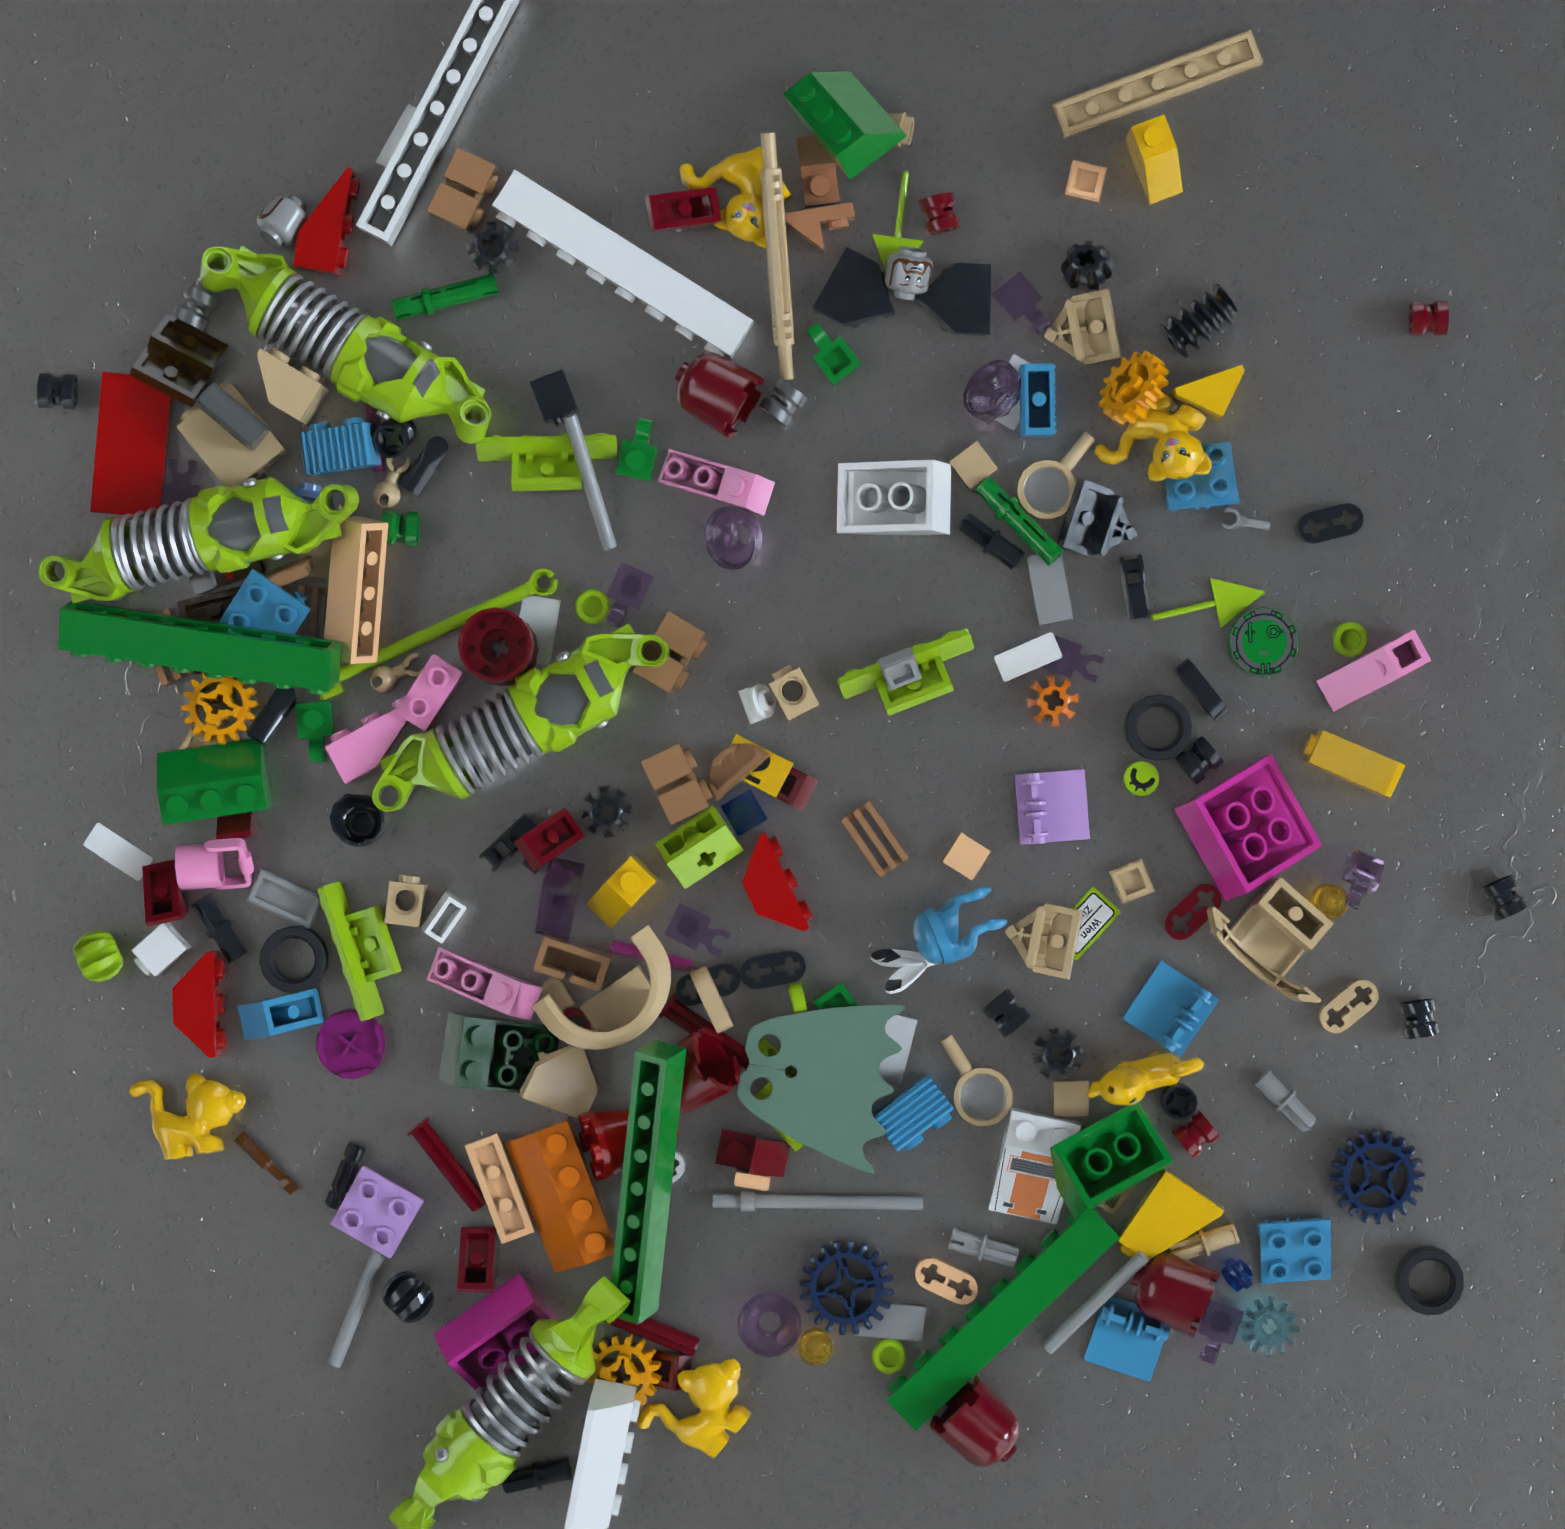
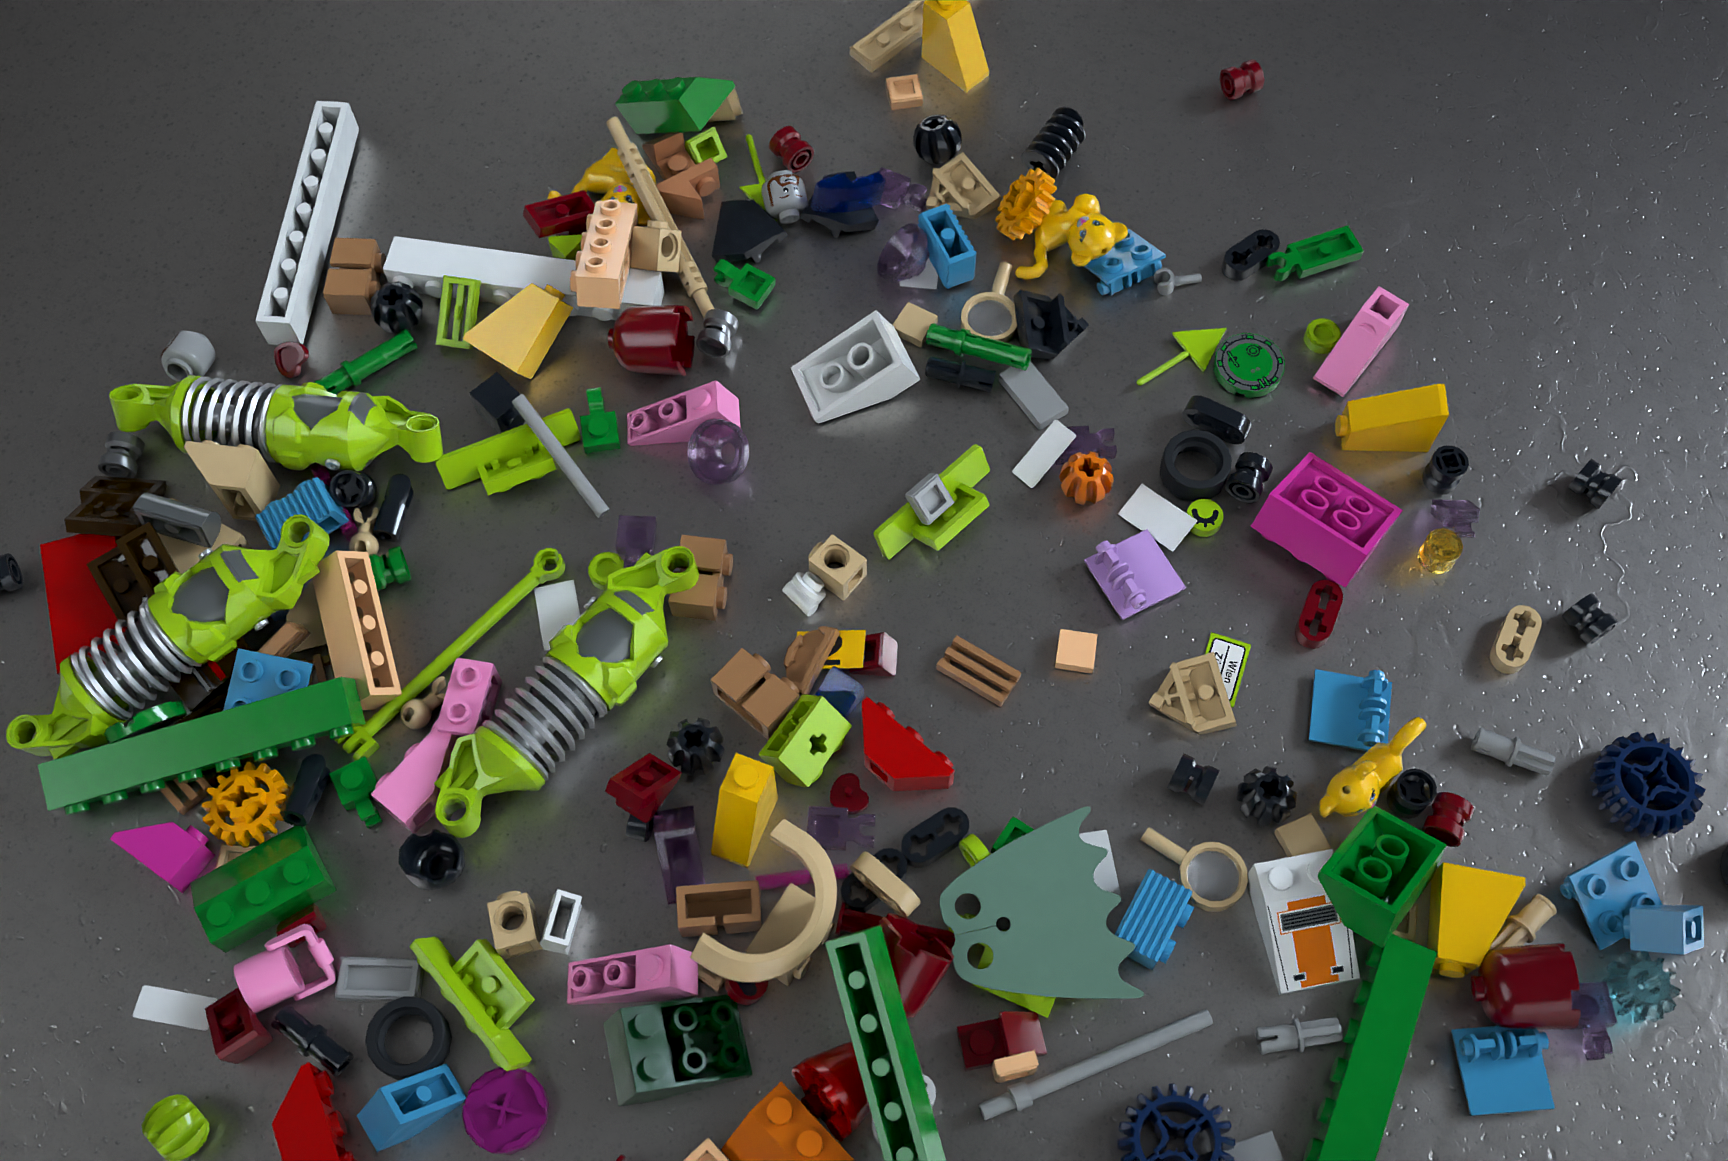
camera: 20 degrees left, 25 degrees down
(144, 721) = (168, 851): none -> dark pink slope
(155, 603) = (147, 721): none -> green tile
(160, 949) = (248, 1091): white brick -> none
(182, 455) = (132, 570): none -> dark brown slope
(323, 234) = (233, 342): red slope -> none
(377, 259) = (290, 357): none -> piece
(491, 628) = (517, 626): dark red wheel -> none
(514, 832) = (608, 817): black bar -> none
(560, 257) = (445, 306): none -> lime tile
(562, 1081) = (758, 1044): tan slope -> none
(599, 330) = (522, 329): none -> yellow slope
(676, 248) = (565, 246): none -> lime slope
(707, 288) = (604, 255): none -> light nougat brick
(717, 901) = (848, 794): none -> dark red piece
(757, 293) = (655, 247): none -> tan brick
(862, 181) = (705, 146): none -> lime slope
(936, 940) = (1089, 734): dark azure hair -> none
(942, 1288) = (1277, 1081): light nougat beam -> none
(959, 302) = (842, 195): none -> clear blue slope
(1095, 1302) = (1449, 1039): light grey bar -> none
(1099, 760) = (1159, 516): none -> white sticker
(1131, 881) = (1245, 611): tan tile -> none
(1135, 594) = (1112, 366): black bar -> none
(1210, 394) = (1094, 176): yellow slope -> none
(1237, 1274) = (1578, 944): clear blue plate -> none
(1273, 936) = (1411, 594): tan piece -> none
(1314, 1295) = (1665, 928): none -> dark azure slope
(1373, 829) = (1445, 469): none -> black wheel
(1393, 552) = (1317, 254): none -> green plate

